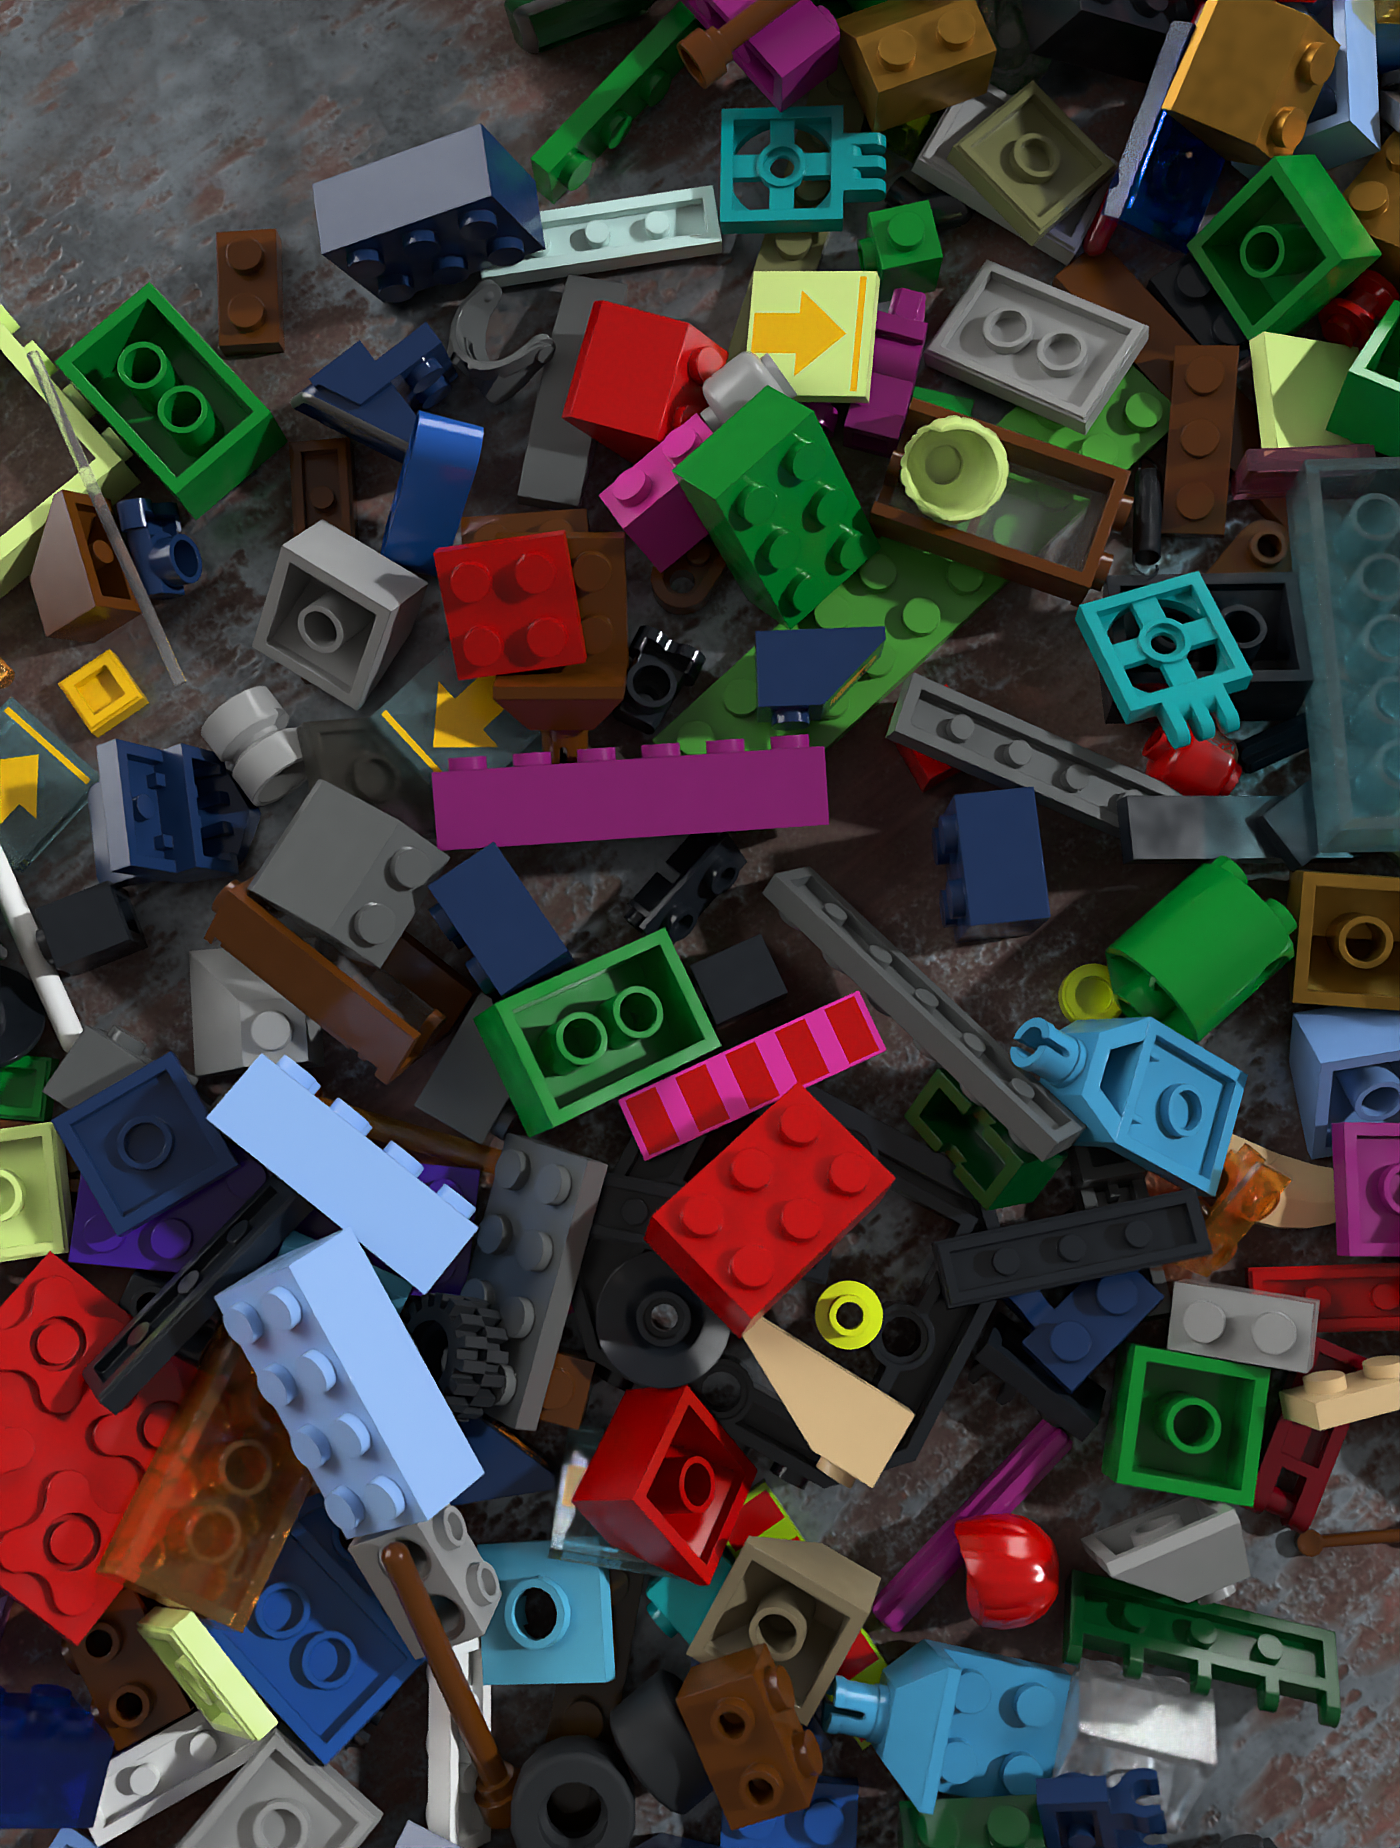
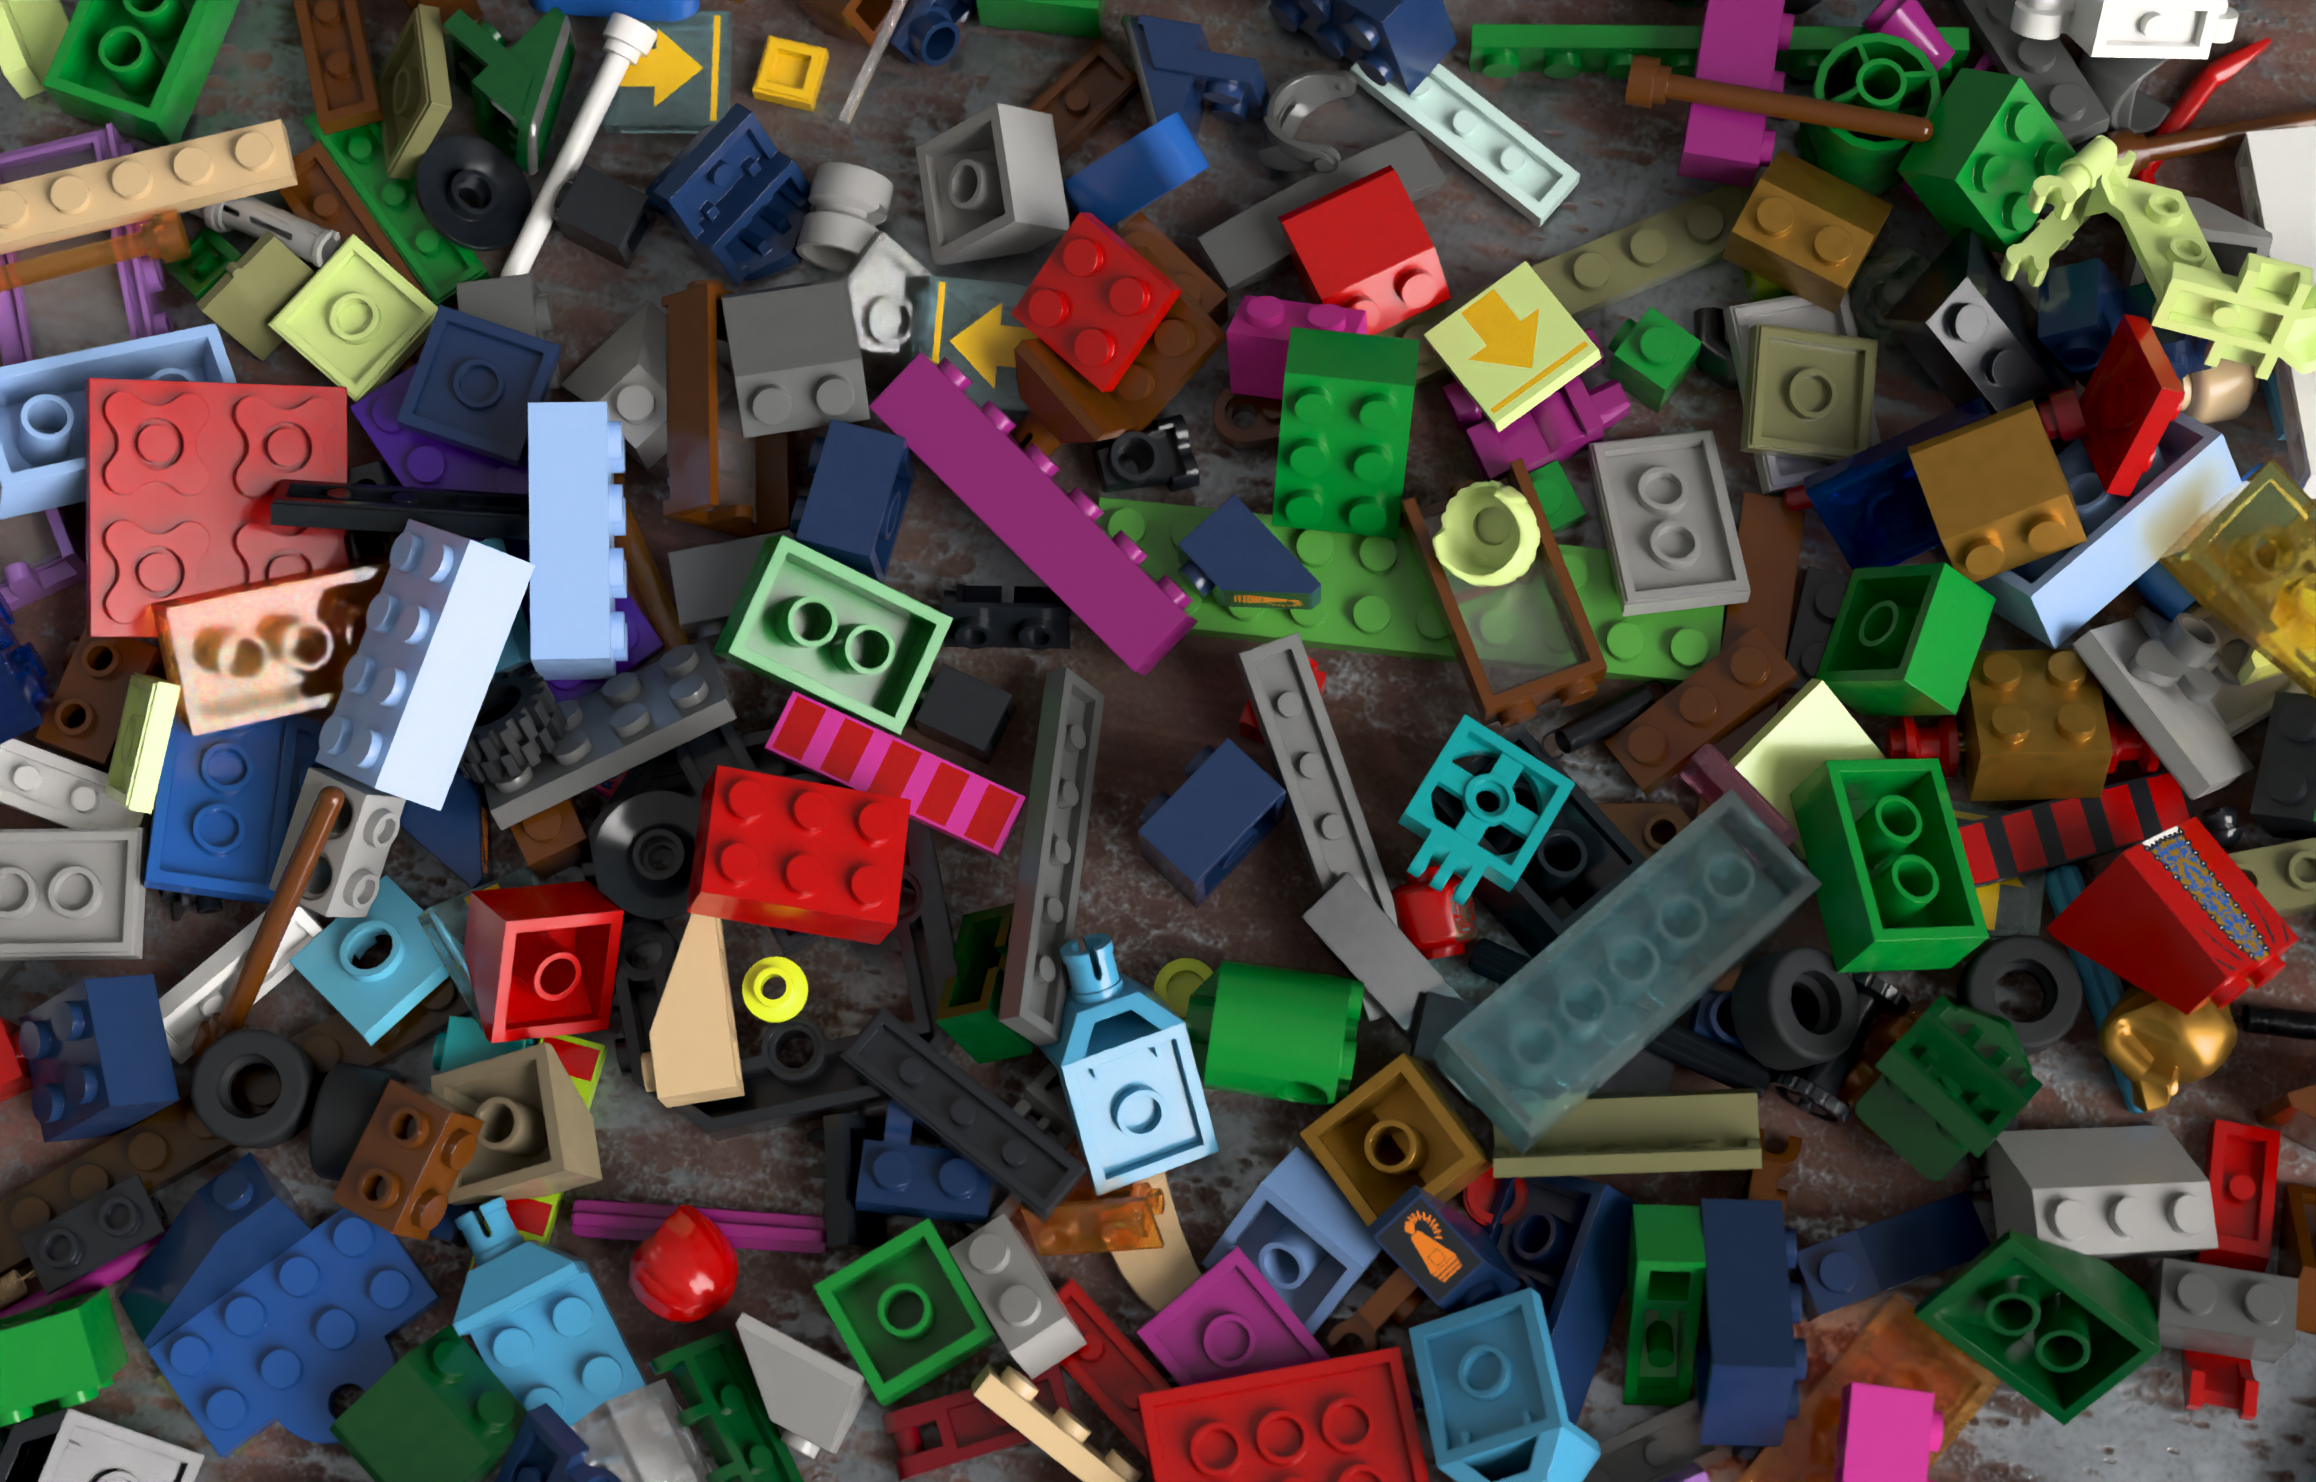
camera: 50 degrees right, 5 degrees down
(737, 384) = (1424, 322): light grey head -> none
(851, 165) = (1675, 256): teal piece -> none

